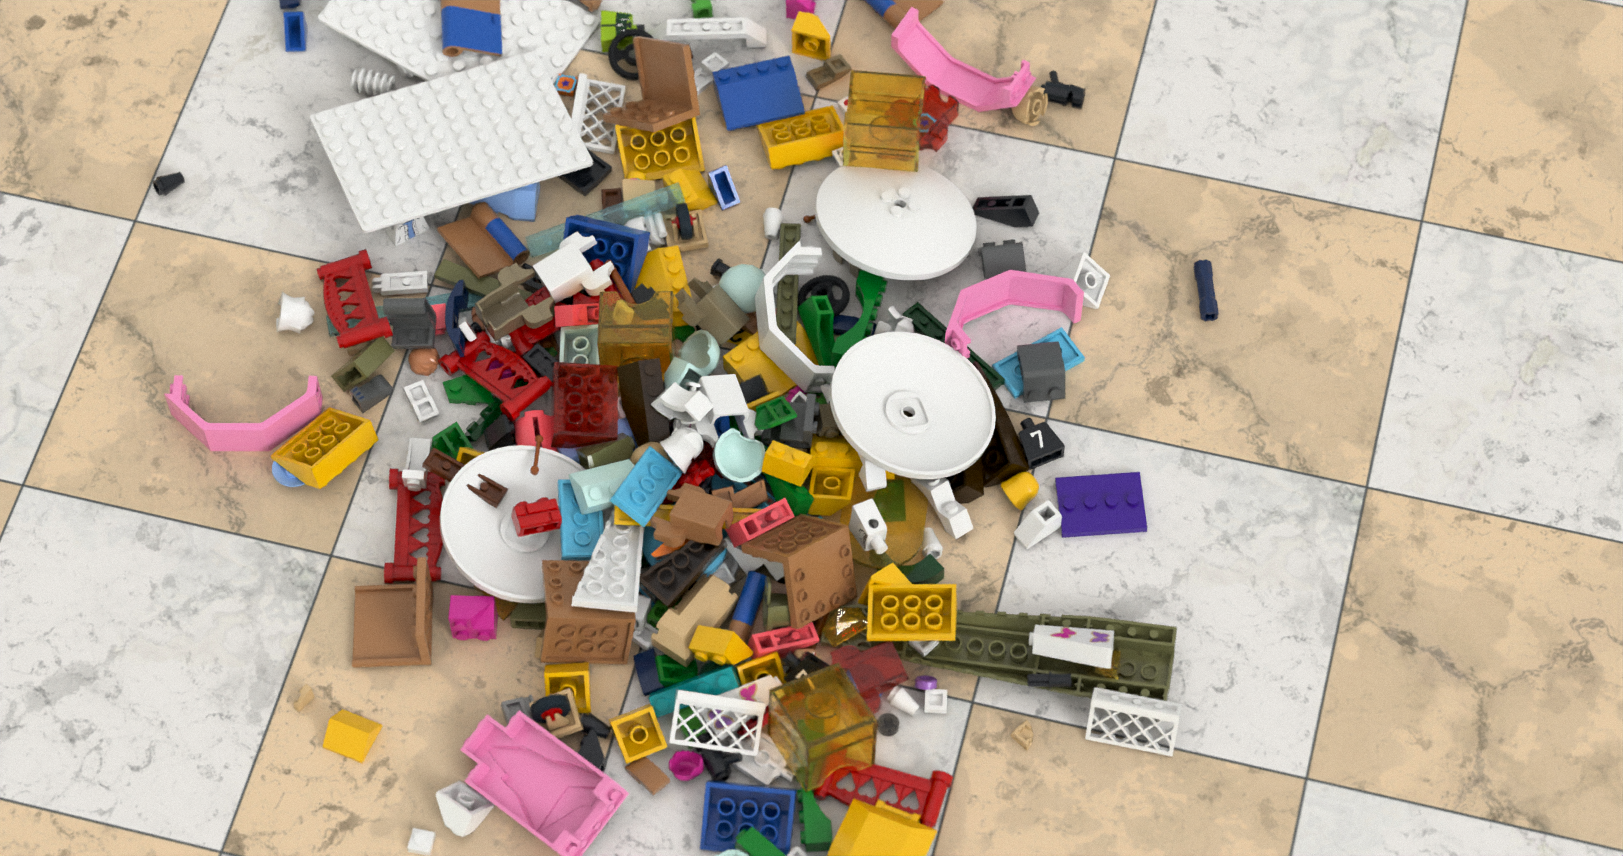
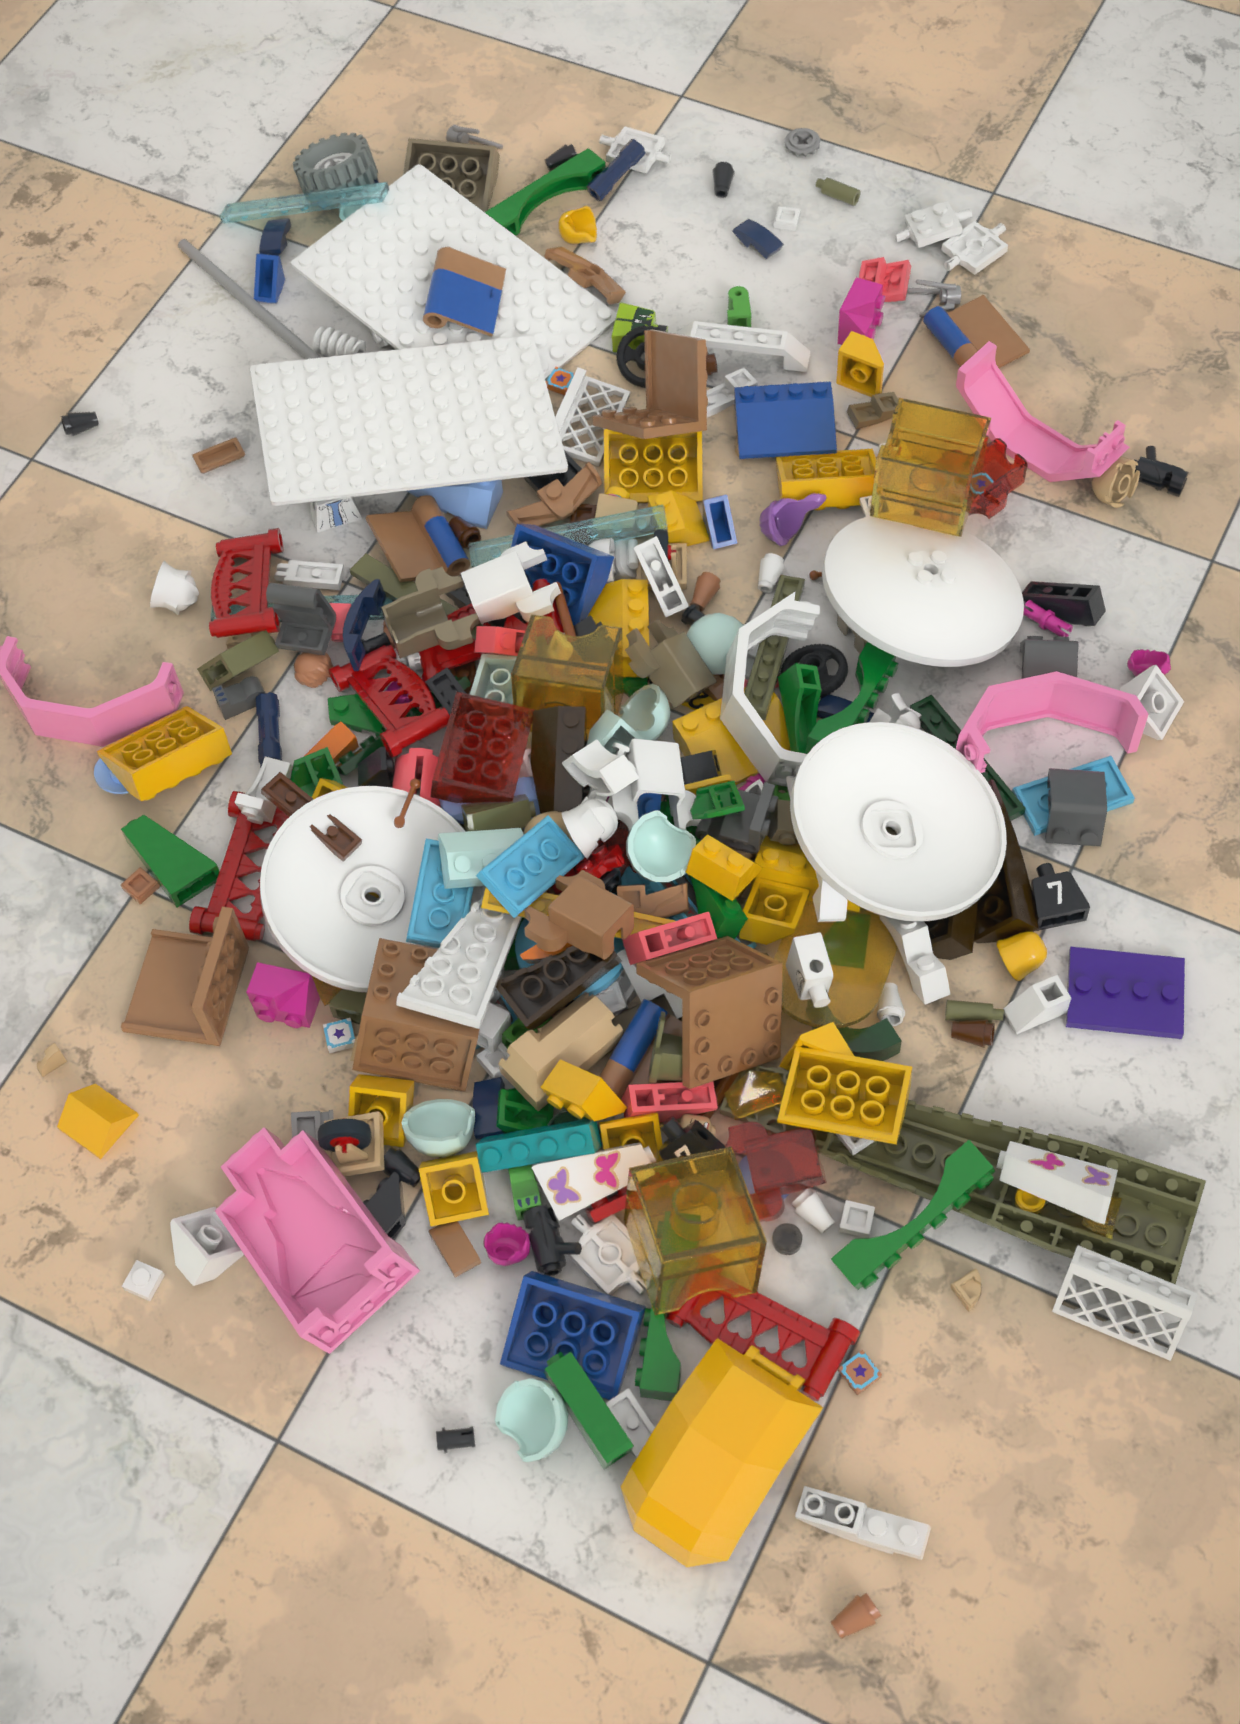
camera: 15 degrees right, 0 degrees up
(283, 54) = (248, 301): none -> light grey piece
(295, 193) = (218, 455): none -> medium nougat tile
(333, 555) = (140, 885): none -> nougat tile
(352, 531) = (171, 861): none -> green slope
(398, 404) = (268, 726): none -> dark blue axle
(421, 401) = (296, 716): white slope -> none
(460, 413) = (338, 740): none -> orange slope
(467, 329) = (369, 638): white tile -> none
(519, 227) = (464, 531): none -> reddish brown cone
(521, 640) = (339, 1035): none -> white tile
(536, 516) = (384, 881): red brick -> none
(588, 189) = (558, 500): none -> medium nougat plate
(616, 691) = (439, 1127): none -> light aqua cylinder
(689, 242) = (661, 576): none -> white slope
(720, 703) = (564, 1170): white fence -> none
(723, 244) = (705, 589): none -> nougat cone
(774, 176) = (785, 517): none -> medium lavender piece
(926, 682) = (848, 1191): medium lavender tile -> none
(947, 725) = (867, 1257): none -> green arch
(957, 805) = (859, 1372): none -> nougat tile
(991, 538) = (970, 1011): none -> olive cylinder
(995, 227) = (1047, 619): none -> dark pink pin
(995, 553) = (974, 1032): none -> reddish brown cone
(1049, 680) = (1016, 1222): black axle -> none
(1056, 665) = (1029, 1202): none -> yellow tile
(1073, 248) = (1143, 659): none -> dark pink hair

